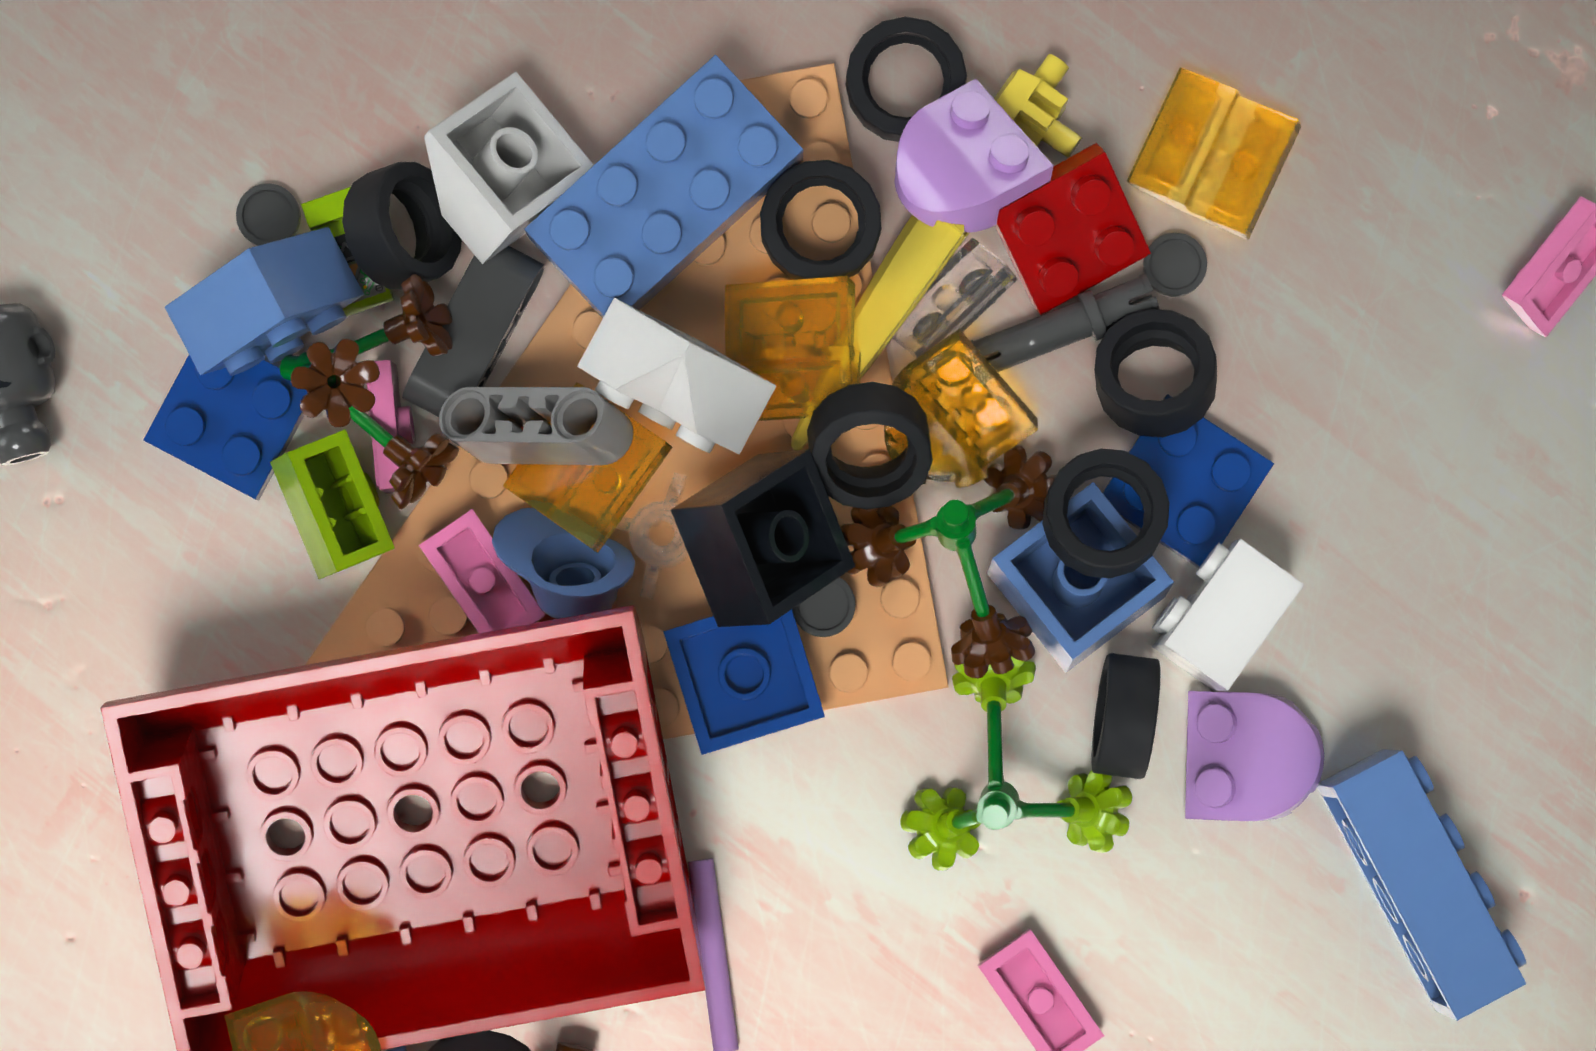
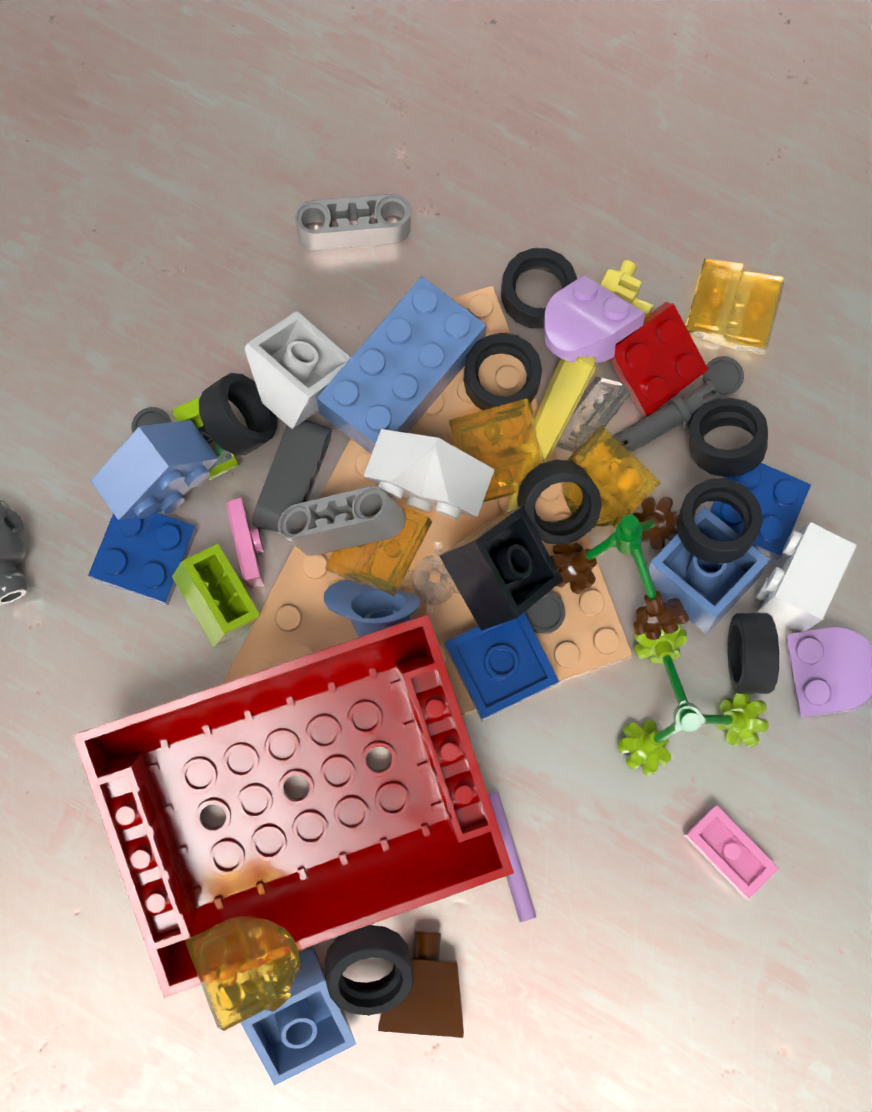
camera: 10 degrees left, 10 degrees down
(338, 381) = (208, 497): reddish brown plant -> none
(477, 578) = (313, 621): bright pink plate -> none

